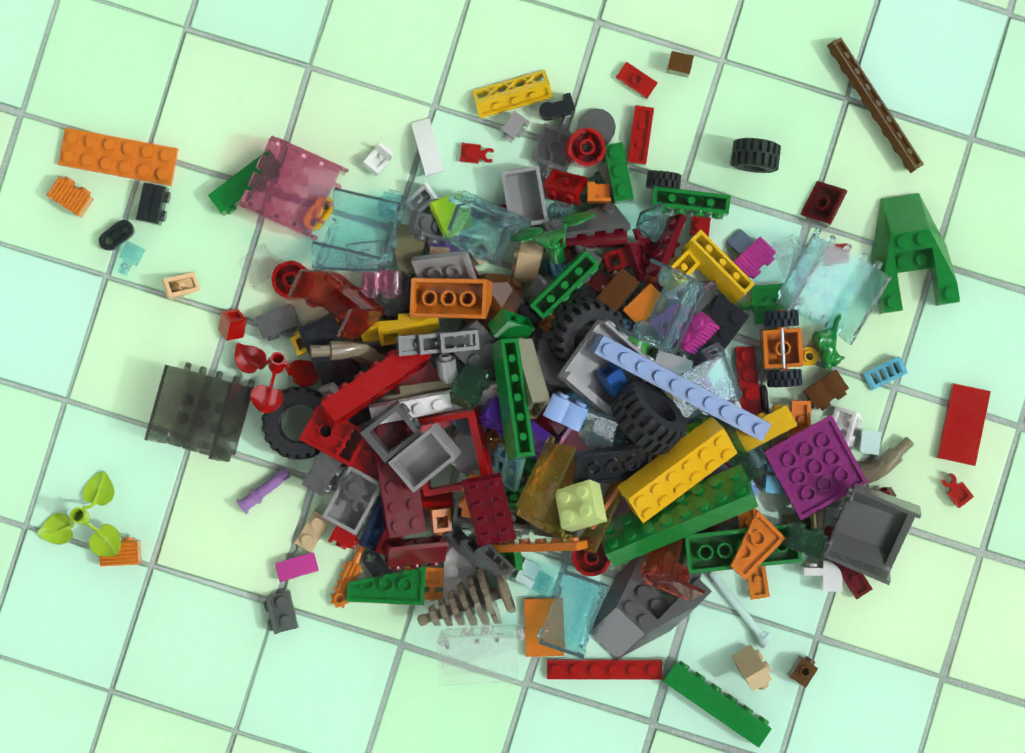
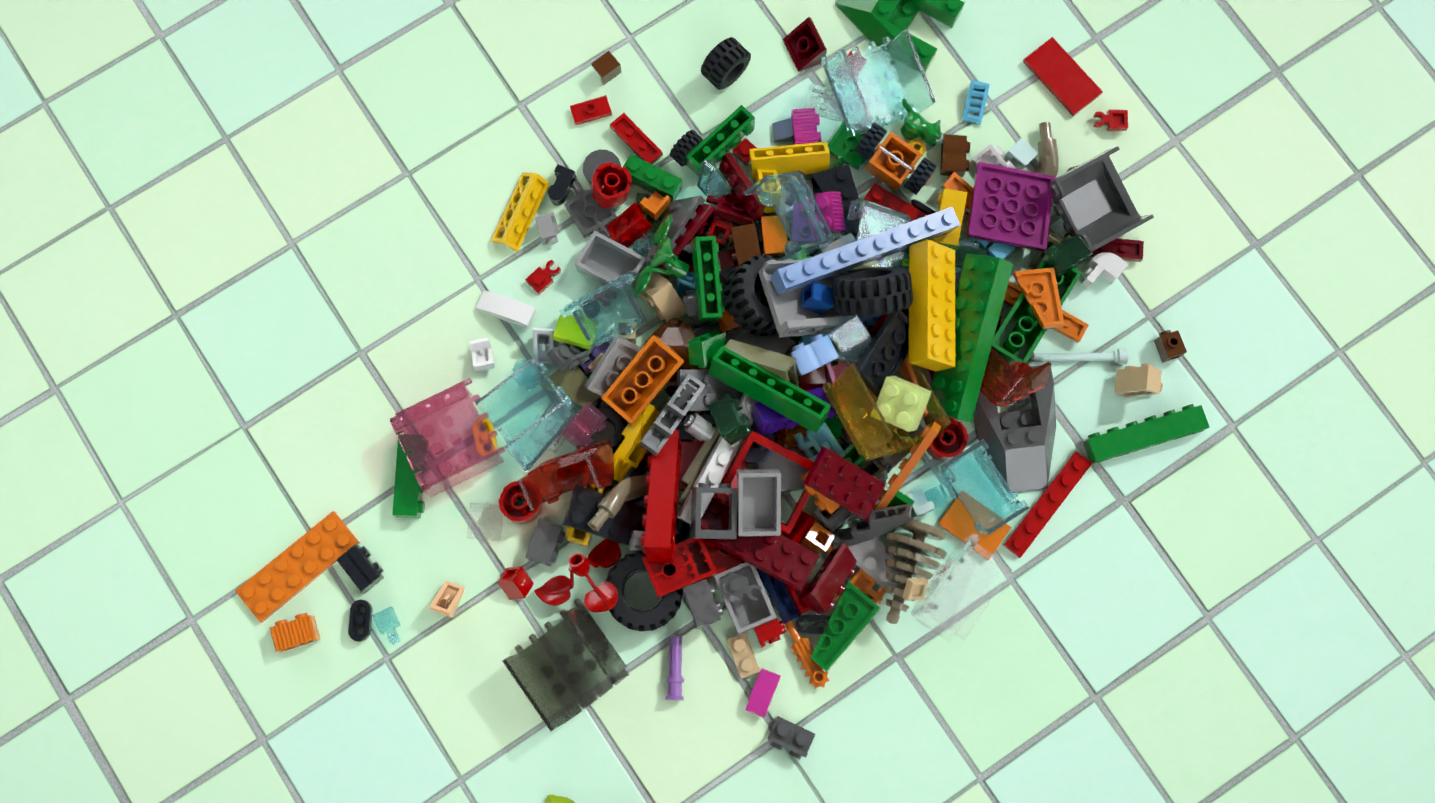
camera: 55 degrees left, 10 degrees down
(453, 621) = (915, 589): none -> tan tile

